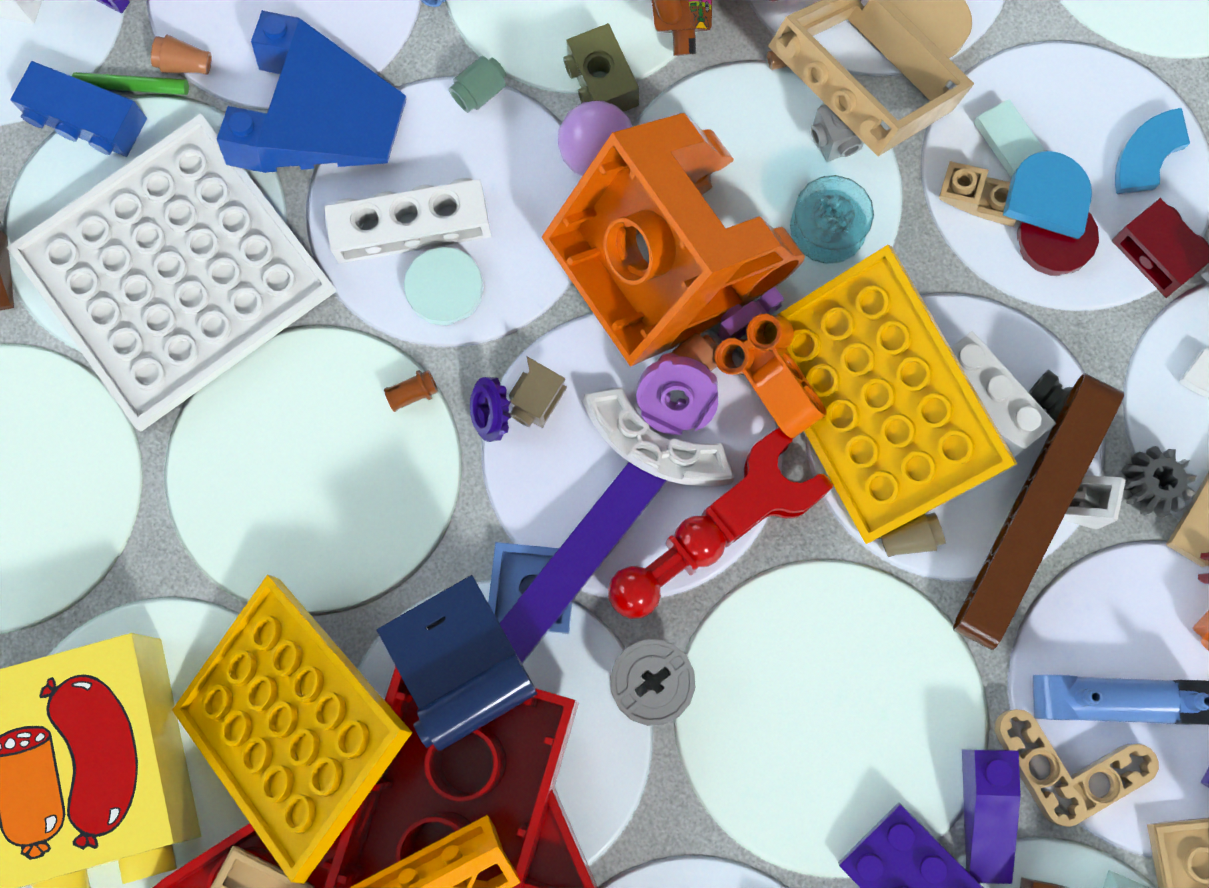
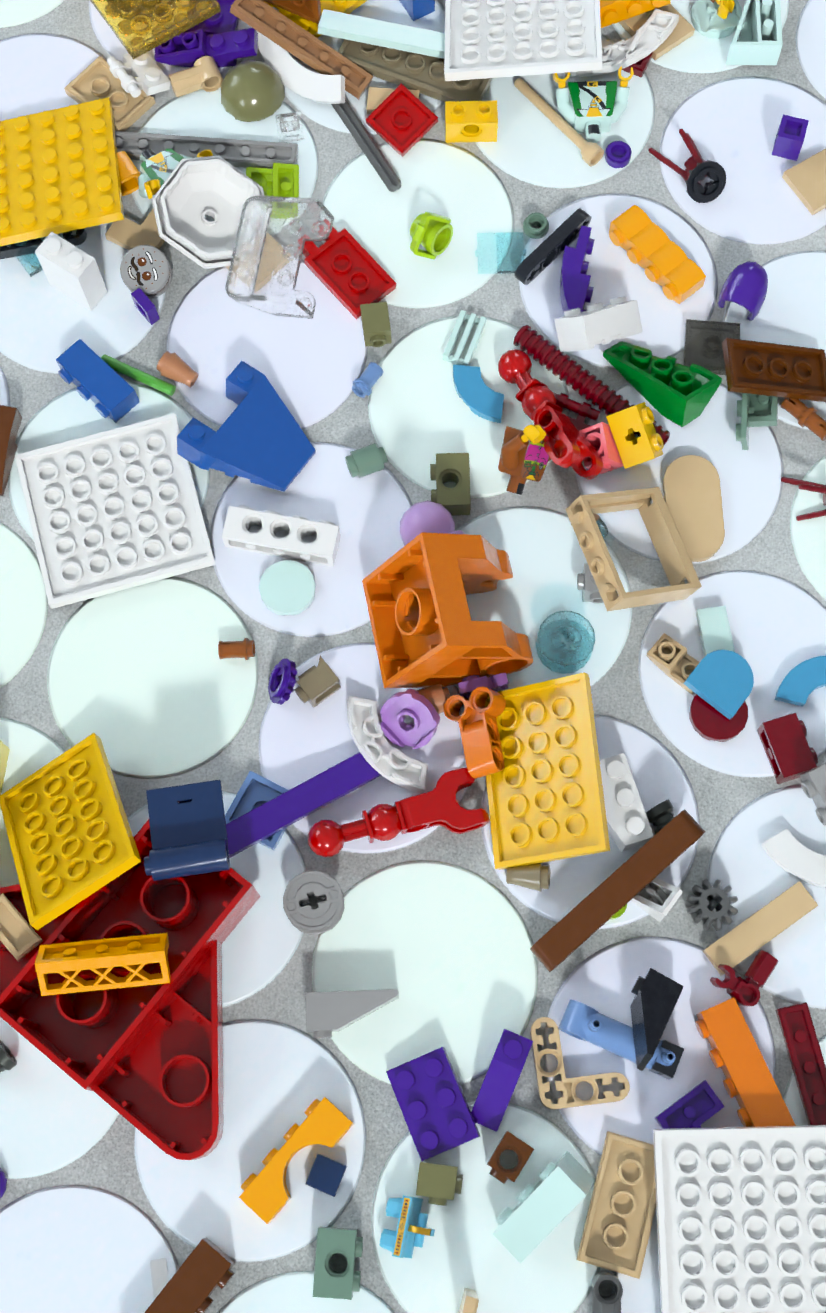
camera: 20 degrees right, 5 degrees down
(745, 810) = (339, 1009): none -> light grey slope
(1151, 653) = (651, 1011): none -> black slope

